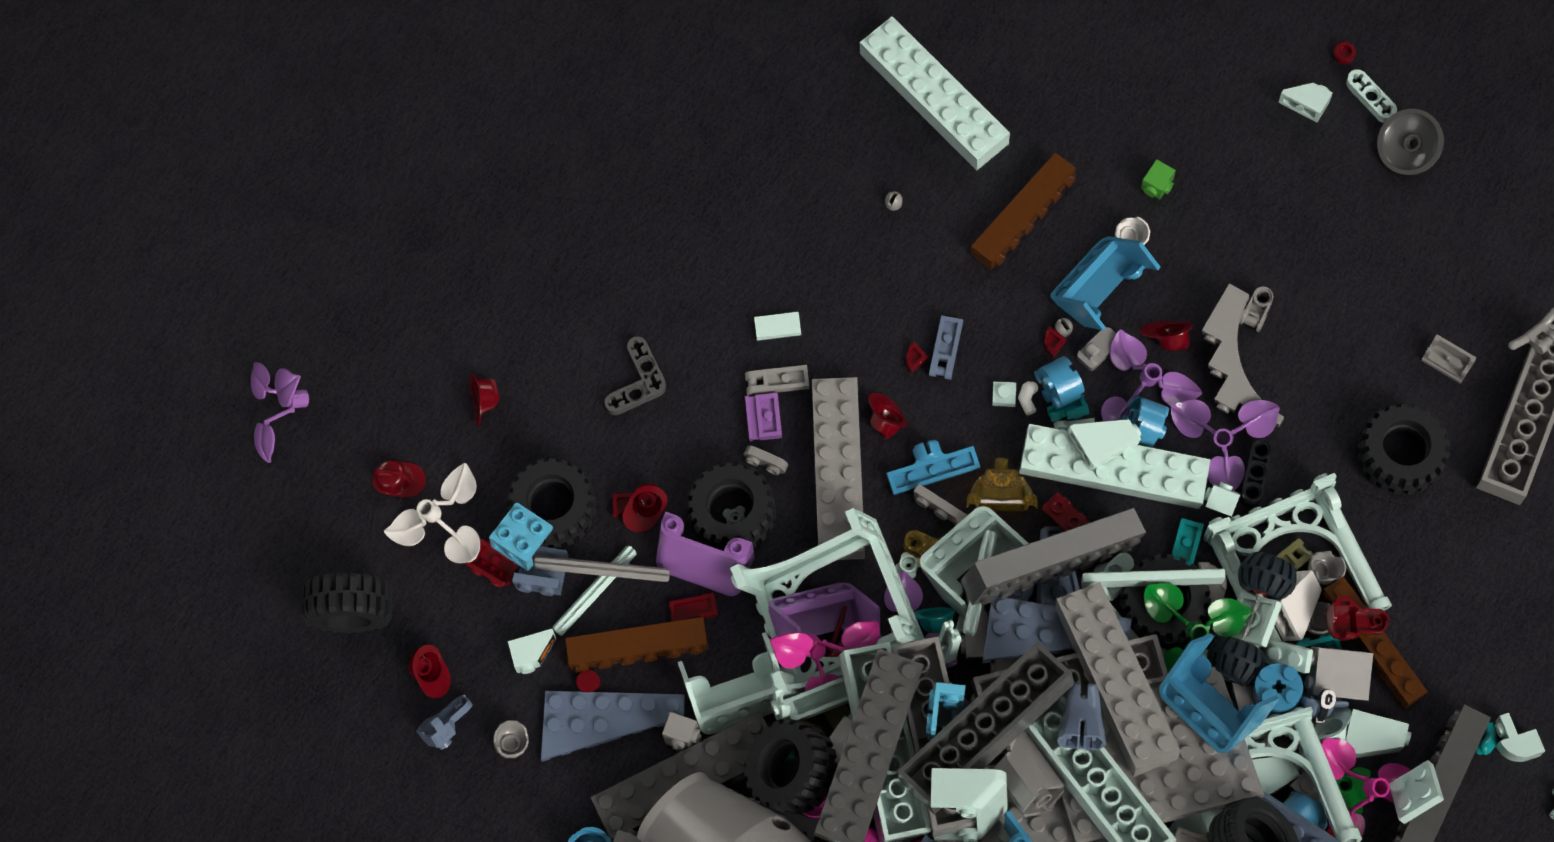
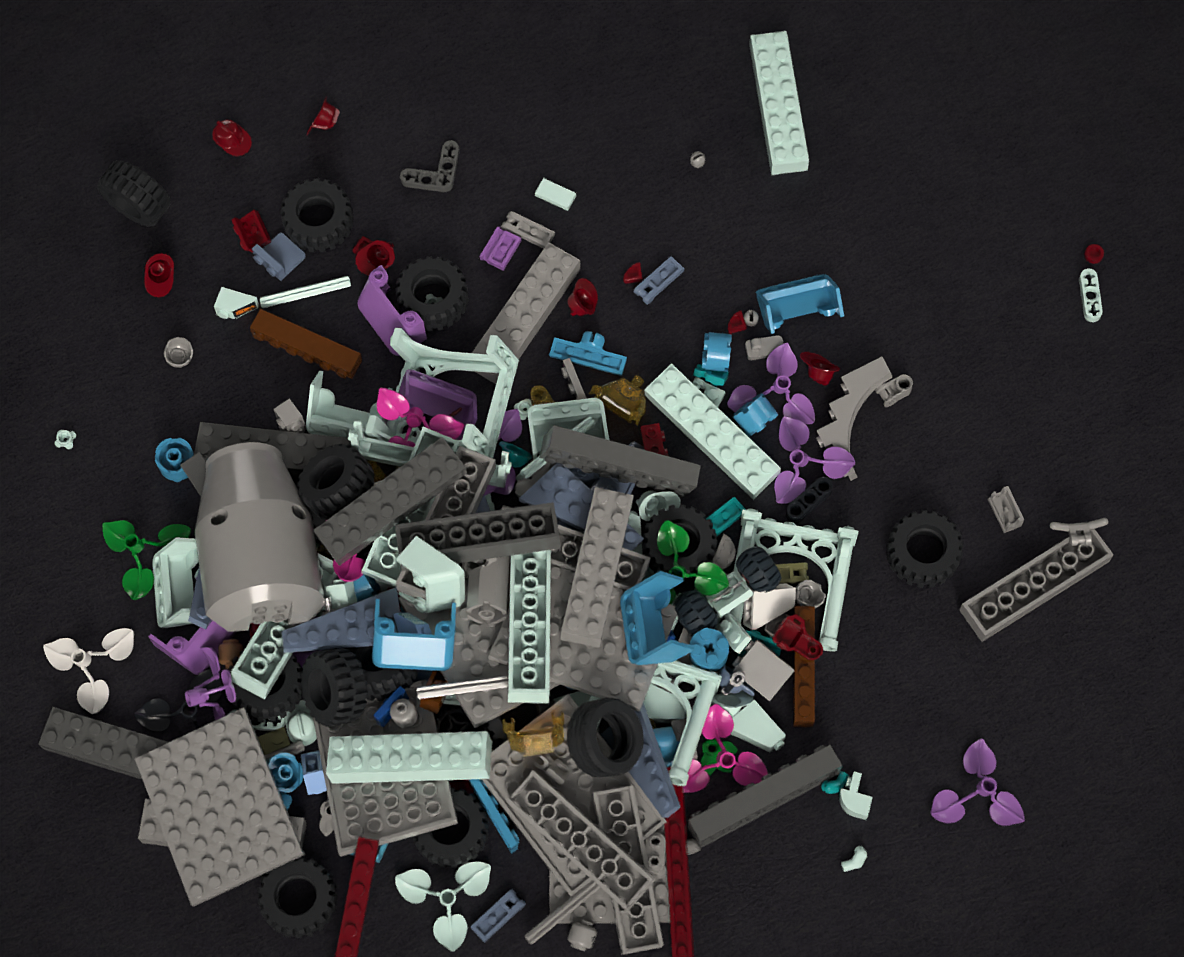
camera: 30 degrees right, 0 degrees up
(288, 396) = (193, 23): medium lavender plant -> none
(408, 526) = (215, 172): white plant -> none
(441, 727) = (137, 316): sand blue piece -> none
(520, 535) = (277, 221): medium azure bracket -> none
(588, 681) = (257, 349): dark red tile -> none
(595, 718) = (244, 375): sand blue wing -> none
(602, 568) = (318, 279): light grey axle -> none
(693, 607) = (367, 347): dark red tile -> none
(760, 457) = (483, 283): light grey plate -> none
(945, 694) = (458, 496): medium azure bracket -> none
(1004, 394) = (676, 337): light aqua plate -> none
(1023, 211) = (781, 221): reddish brown brick -> none
(1025, 395) = (693, 344): white arm -> none
(1082, 720) = (548, 575): sand blue piece -> none
(1104, 440) = (713, 406): light aqua slope -> none
(1133, 229) = (847, 282): white hair -> none
(1143, 578) = (668, 514): light aqua tile -> none
(1158, 180) = (892, 258): bright green brick -> none
(1222, 498) = (772, 501): light aqua brick -> none
(1307, 100) = (1041, 269): light aqua slope -> none
(1396, 141) = (1088, 334): dark grey dish -> none
(1416, 792) = (751, 780): light aqua plate -> none

